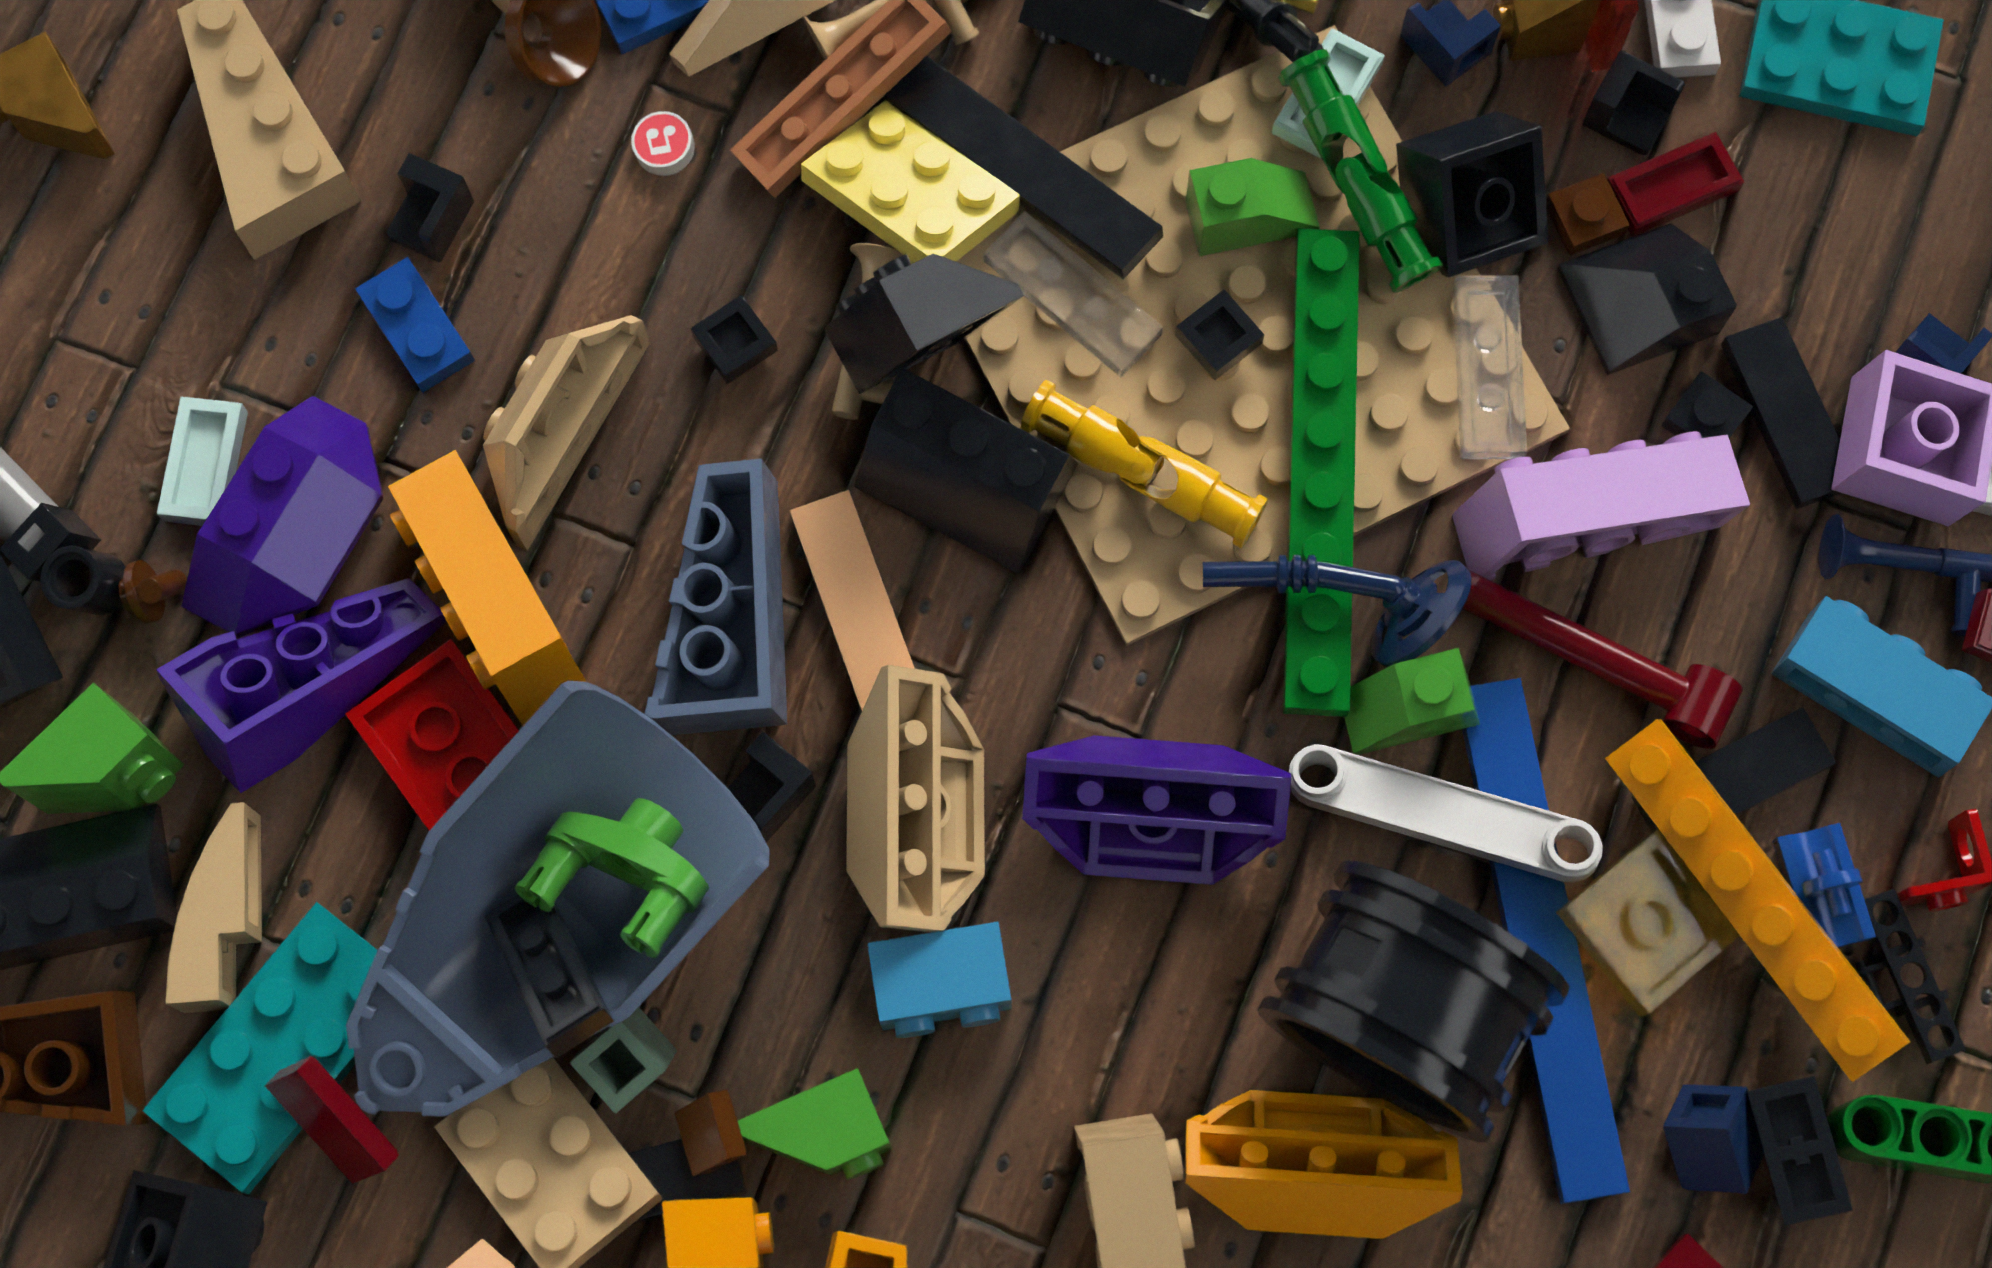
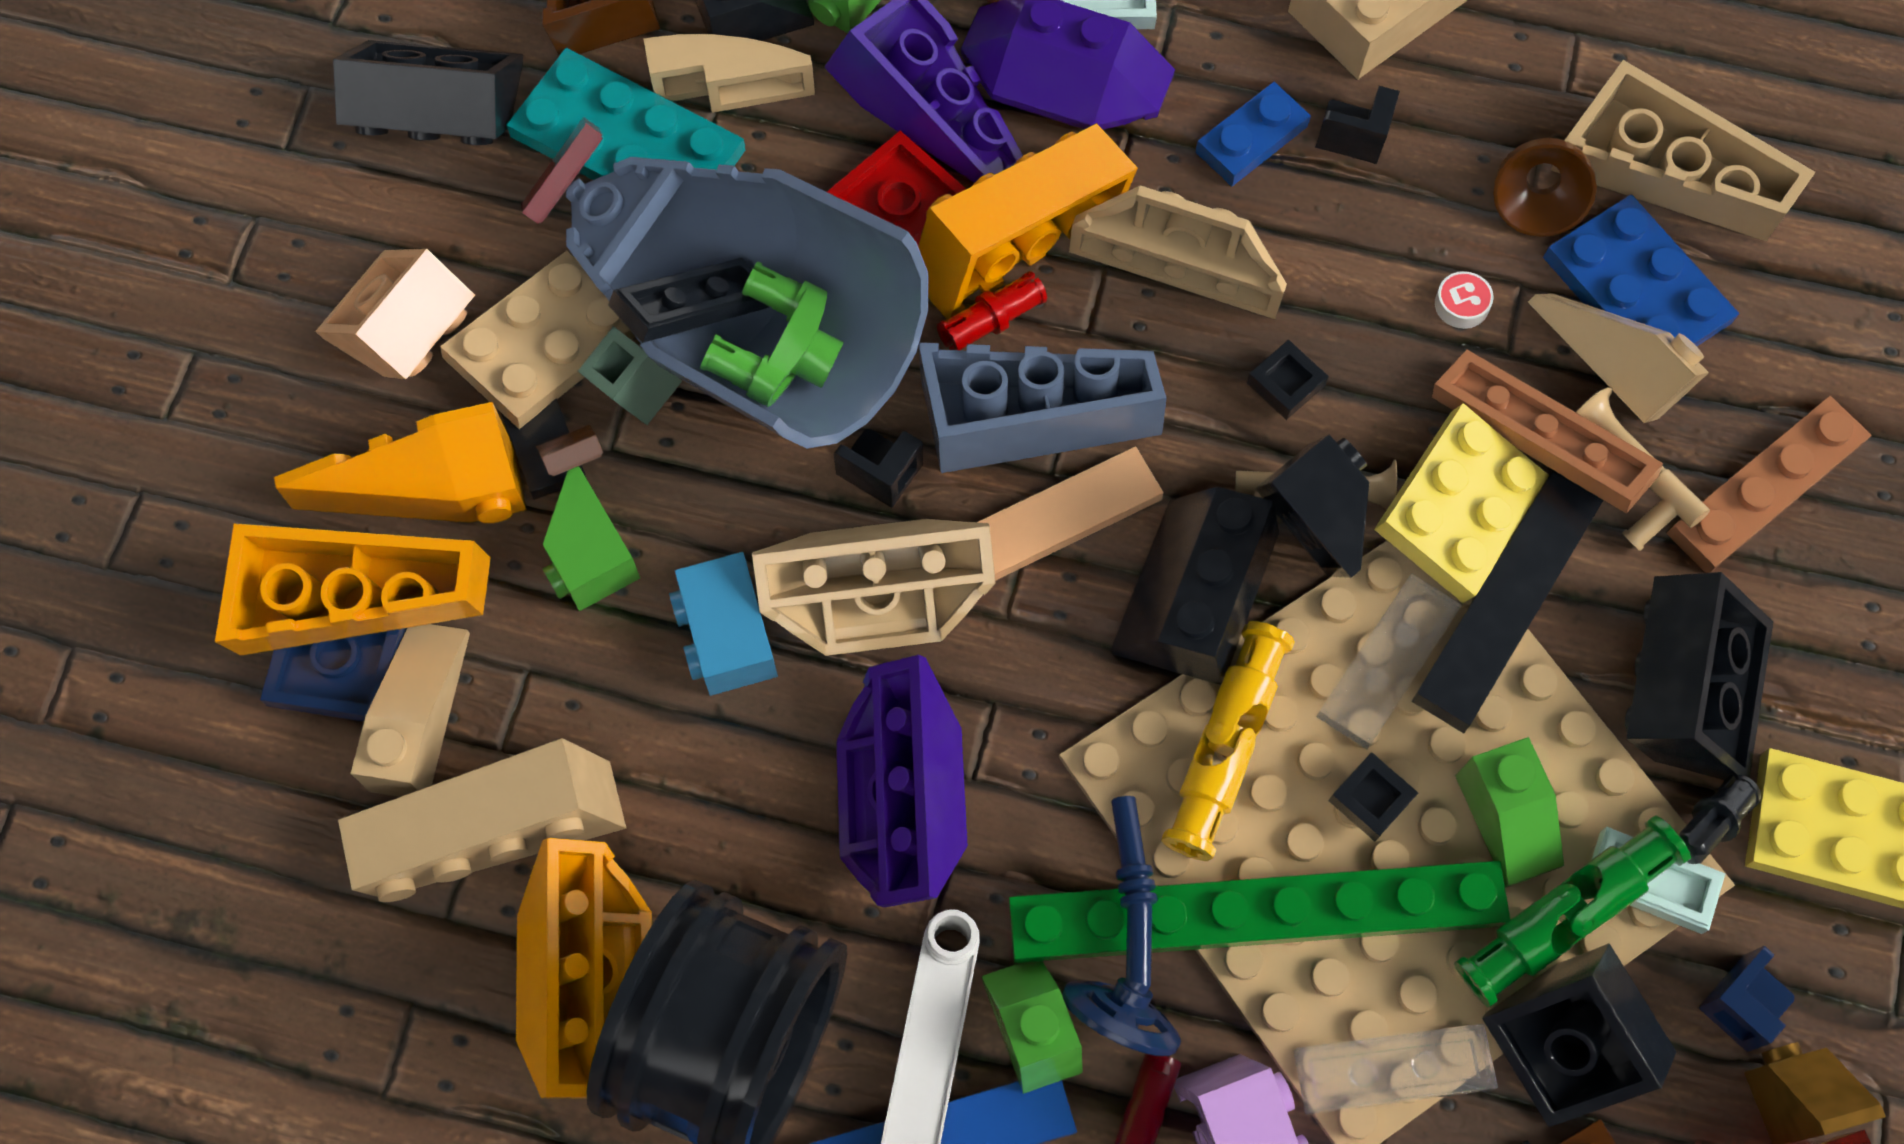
camera: 80 degrees right, 5 degrees down
(598, 639) = (992, 312): none -> red pin

